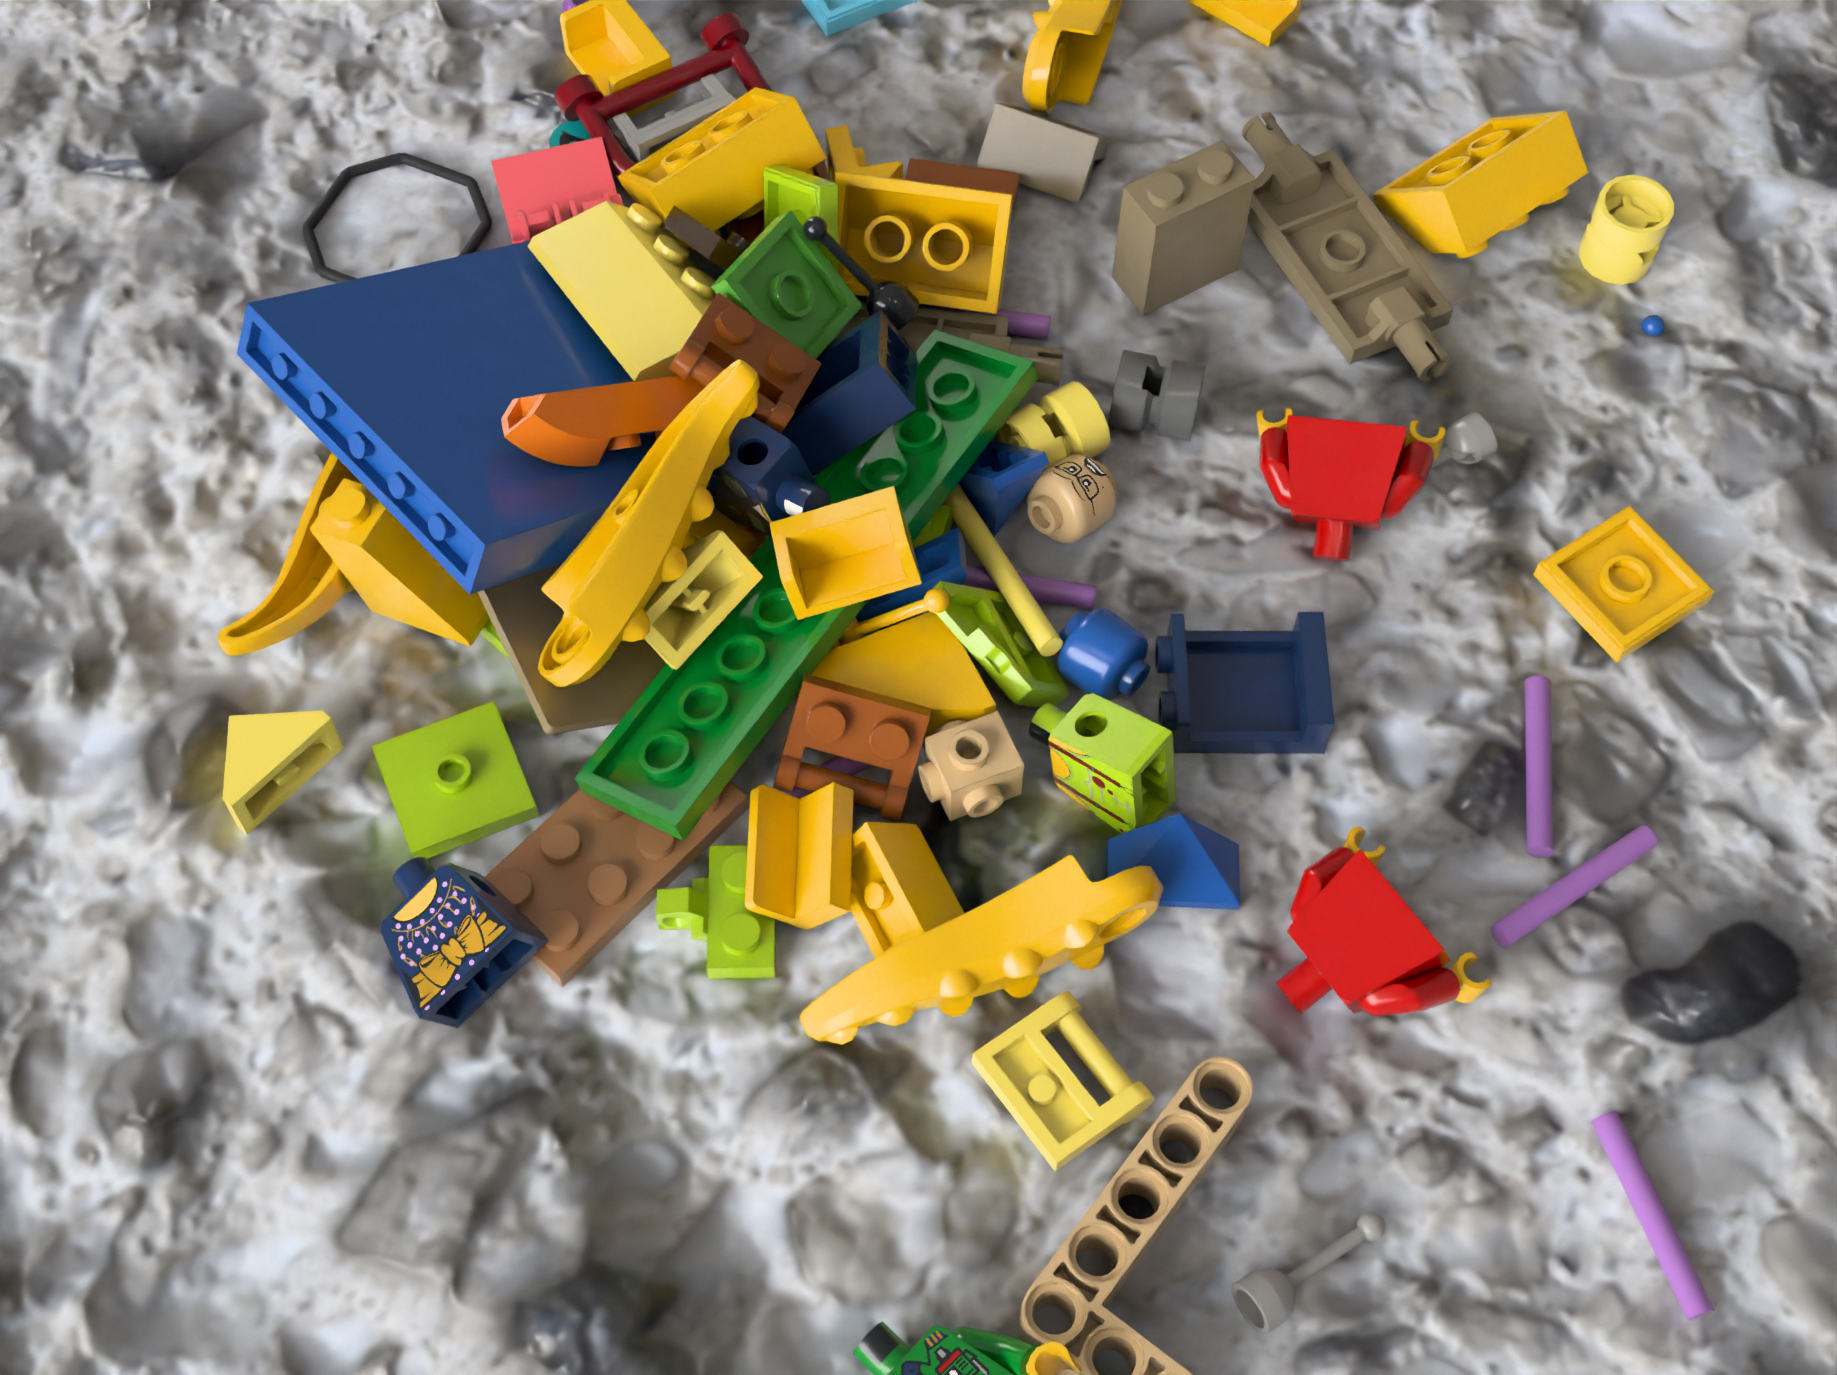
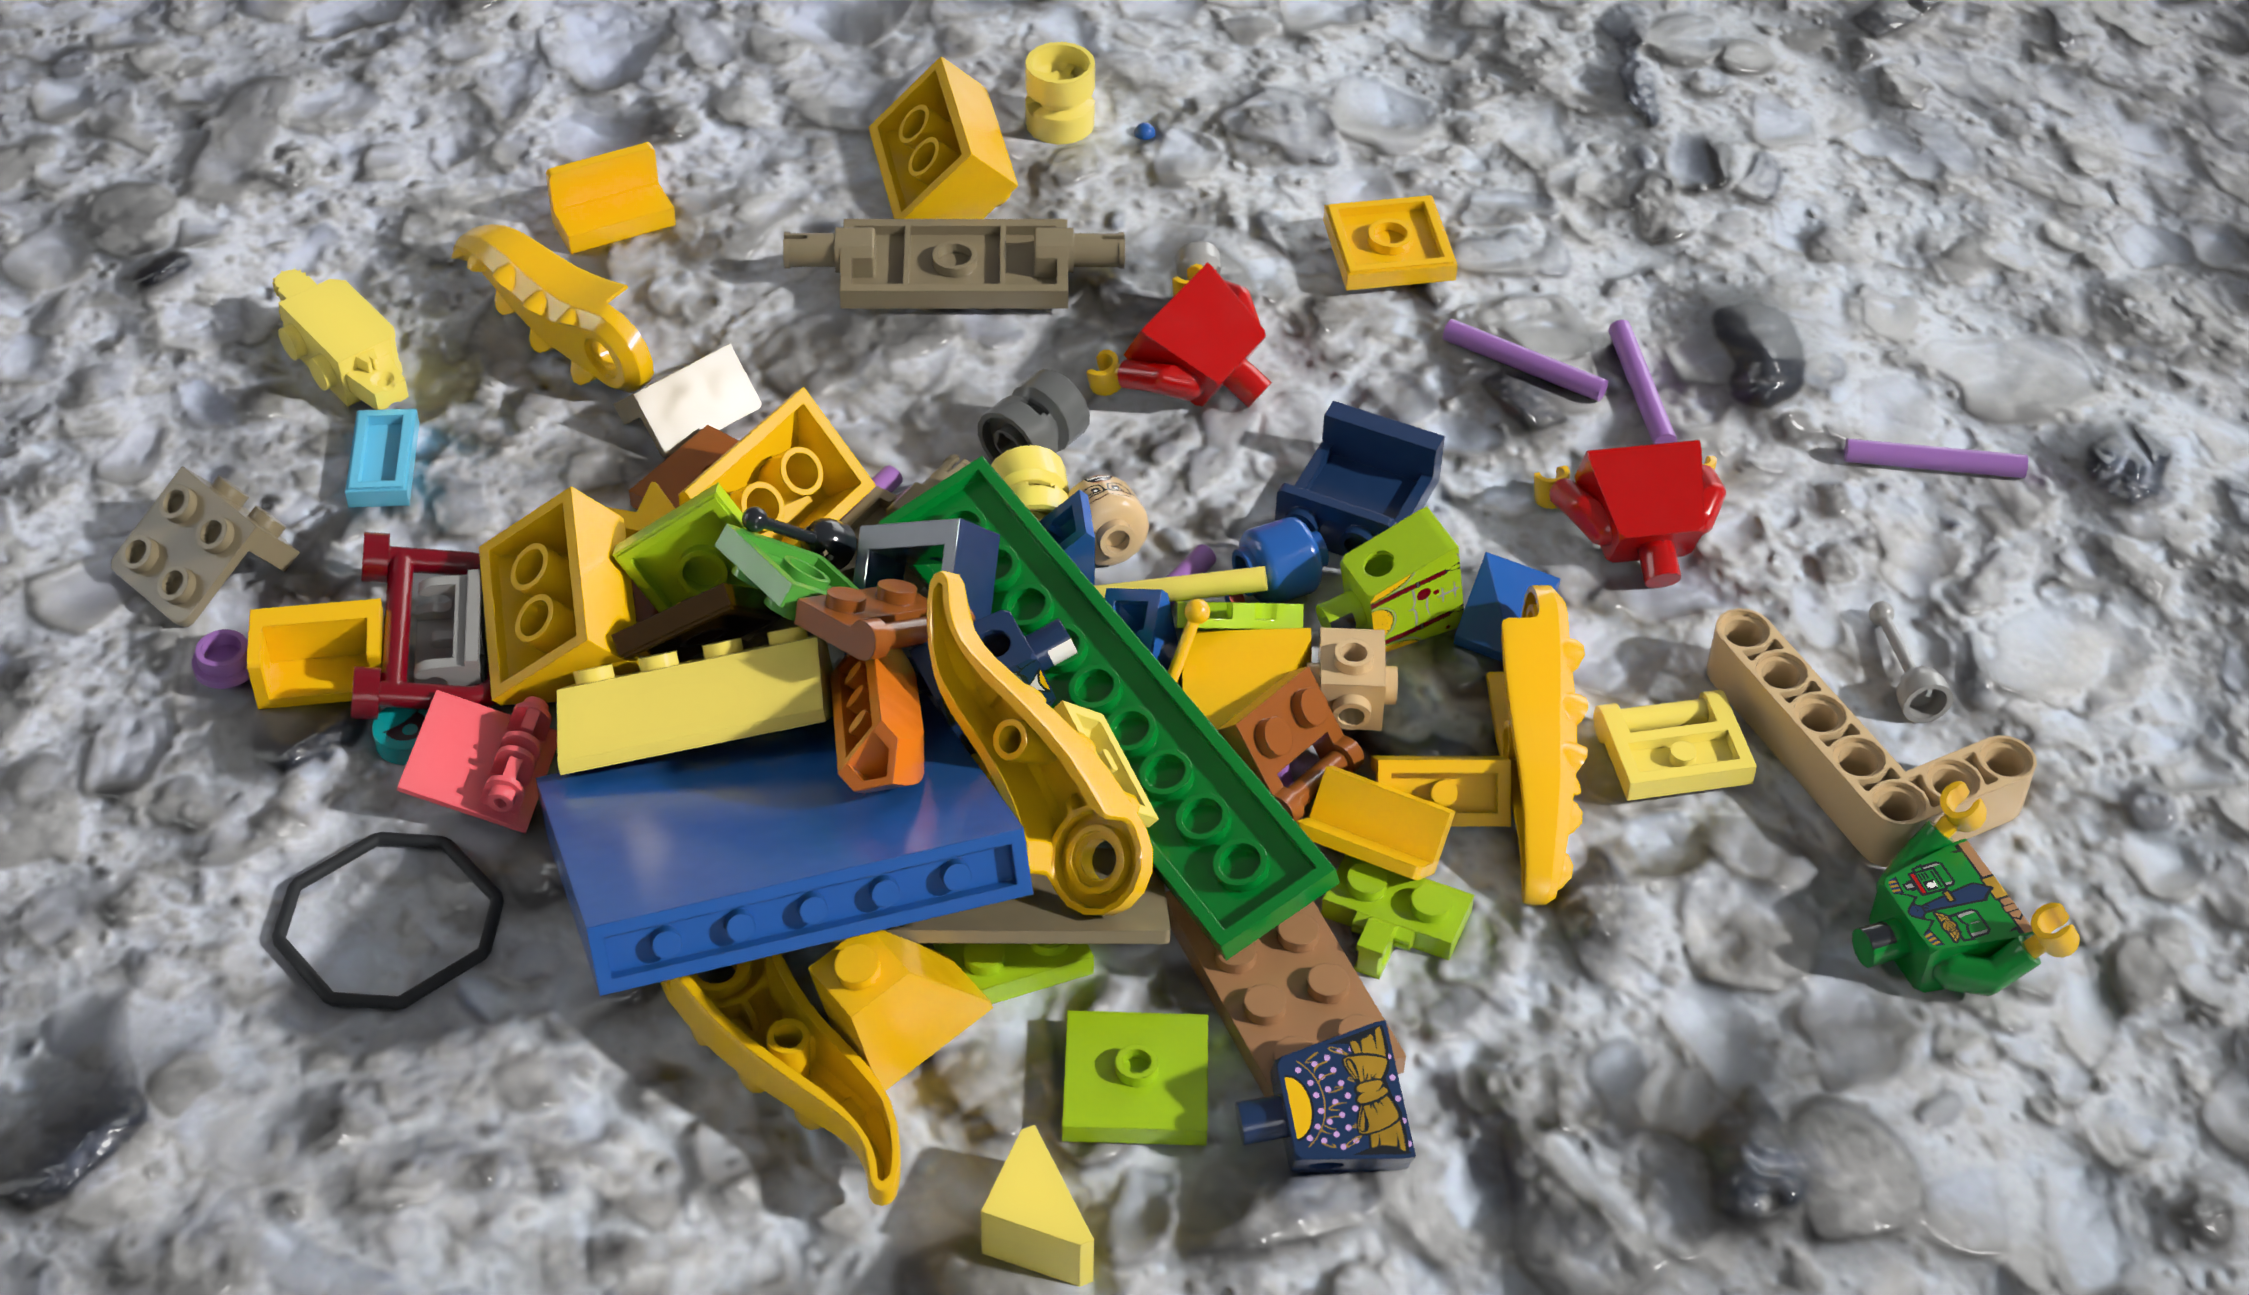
camera: 65 degrees left, 15 degrees down
(845, 553) = (1126, 638): yellow panel -> none
(1182, 227) = (883, 325): dark tan brick -> none

